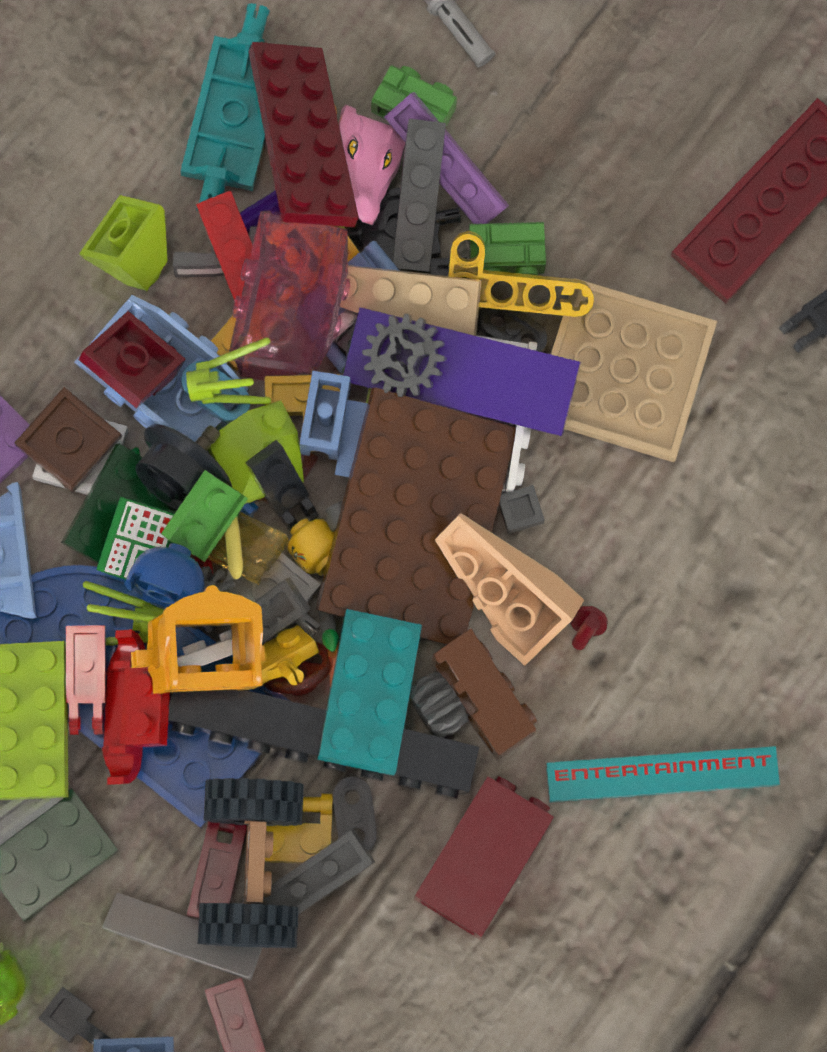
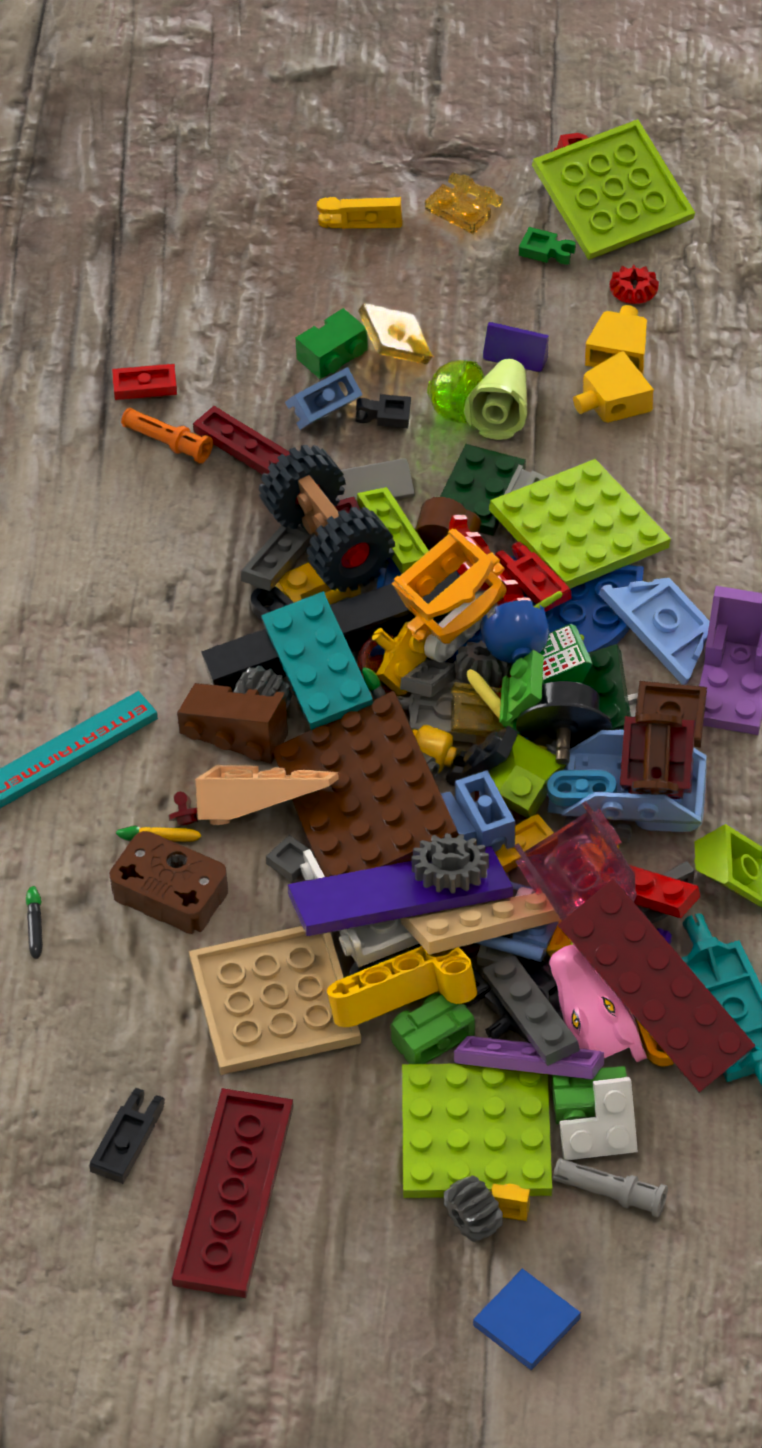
camera: 155 degrees right, 25 degrees down
(123, 808) = (436, 516): none -> reddish brown piece
(126, 353) = (657, 753): none -> reddish brown hose
(179, 832) = (408, 544): none -> lime plate
(207, 386) = (590, 768): lime plant -> none
(417, 59) = (612, 1128): none -> white plate
(484, 856) = (163, 632): dark red brick -> none
(535, 137) = (474, 1124): none -> lime plate
(547, 49) = (512, 1200): none -> yellow plate
(586, 51) = (473, 1208): none -> dark grey gear
(646, 633) = (172, 834): none -> yellow piece
(660, 542) = (169, 882): none -> reddish brown axle
(784, 611) = (33, 902): none -> black piece

